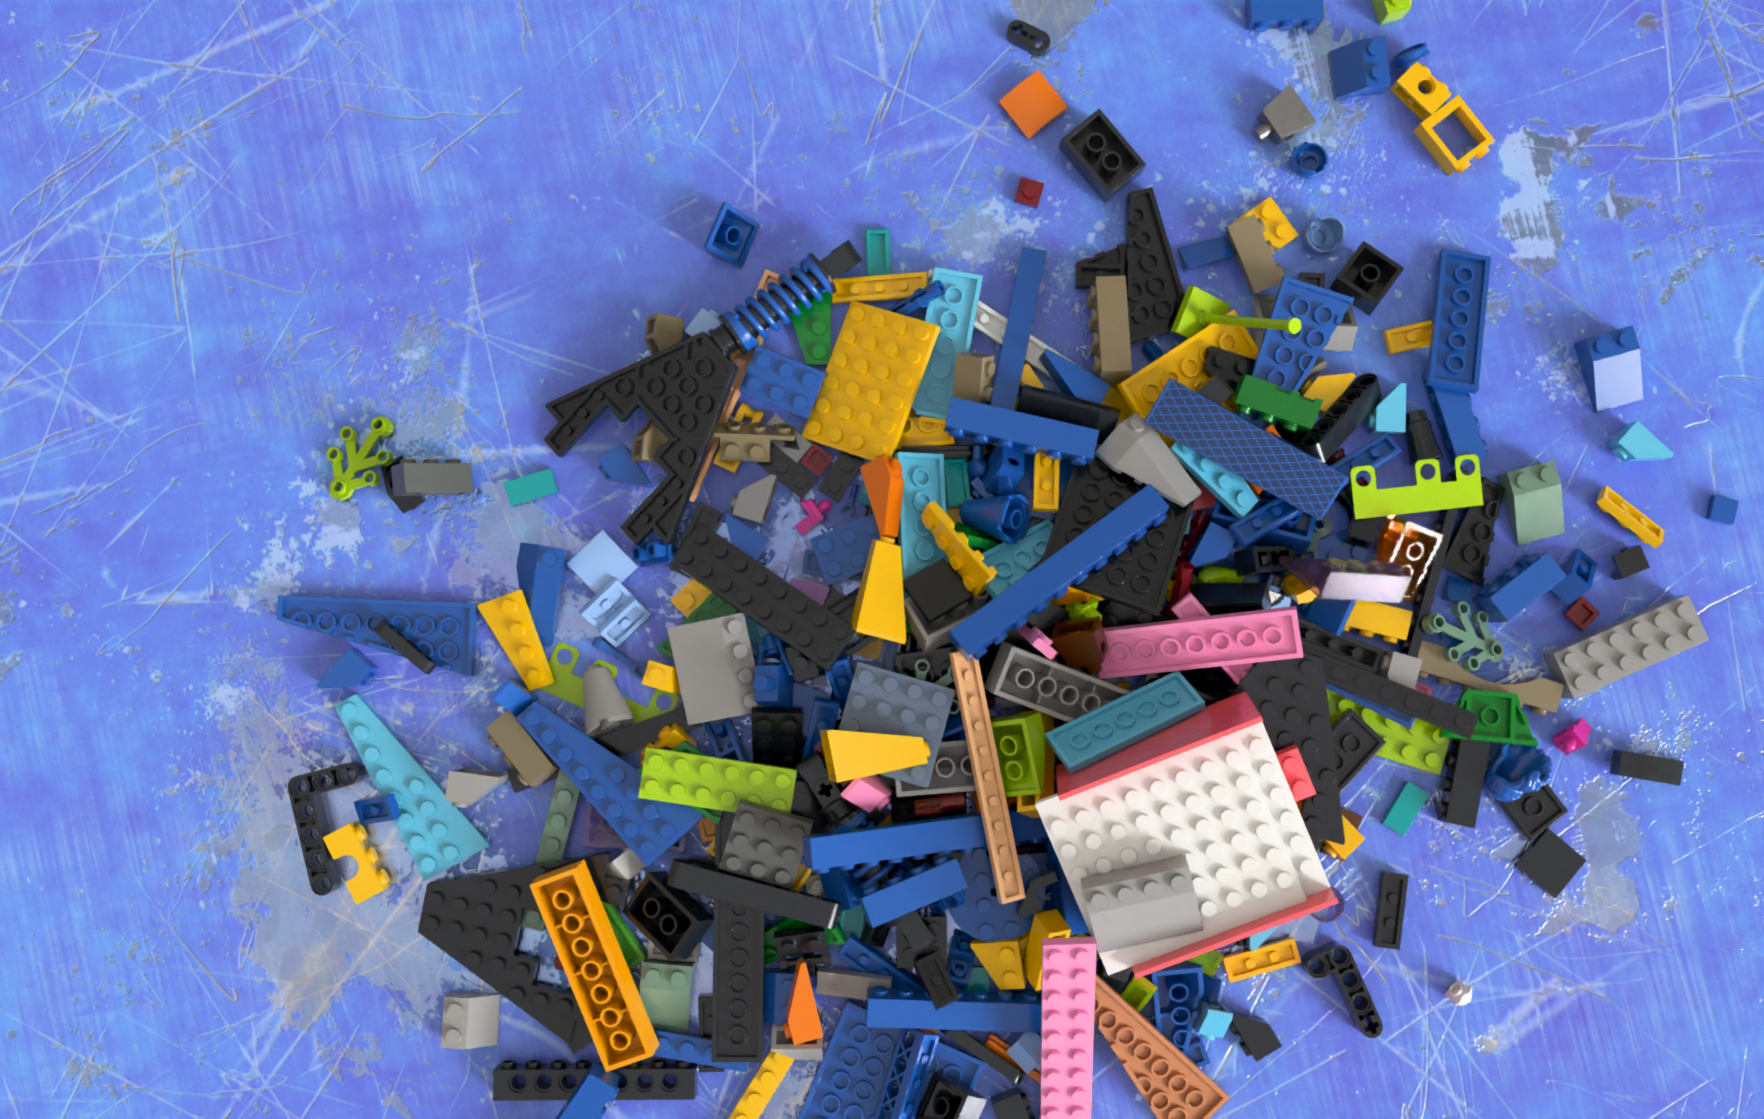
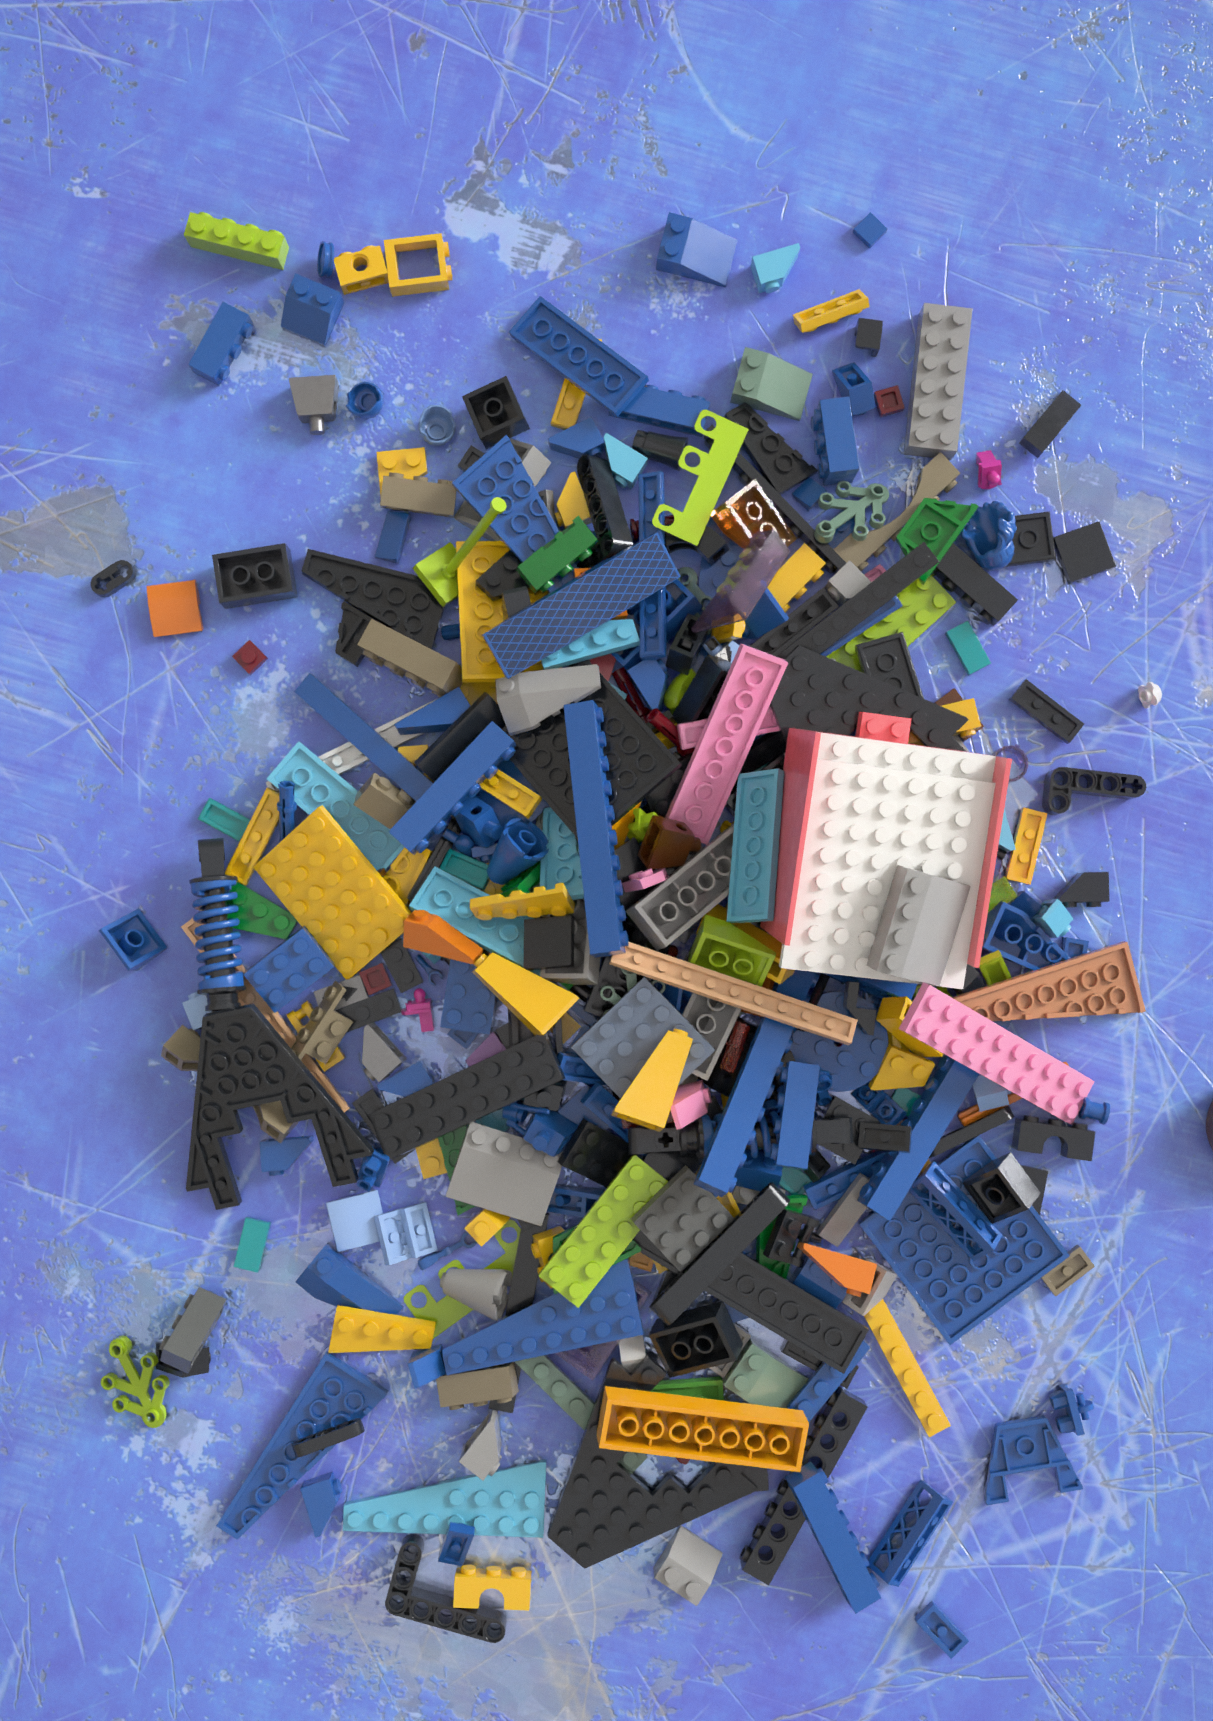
camera: 60 degrees left, 0 degrees up
(1384, 363) = (578, 440): none -> blue slope

